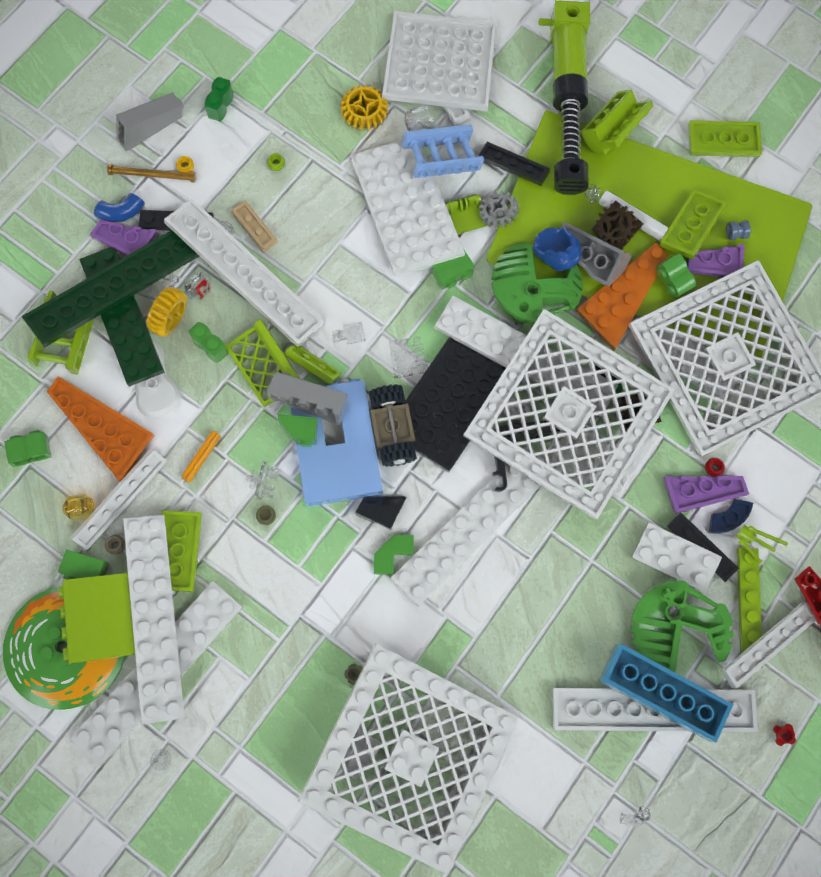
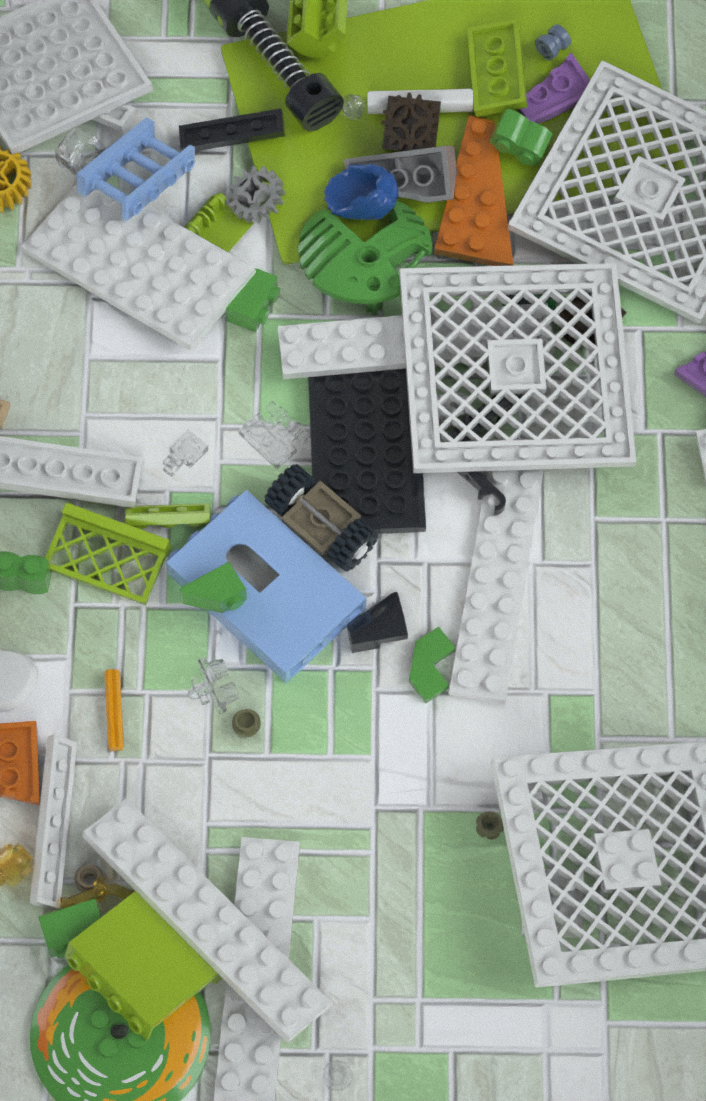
camera: 30 degrees left, 10 degrees down
(113, 557) = (98, 892): none -> clear yellow piece
(183, 542) = (174, 817): lime plate -> none
(308, 397) = (200, 547): light grey wedge -> none

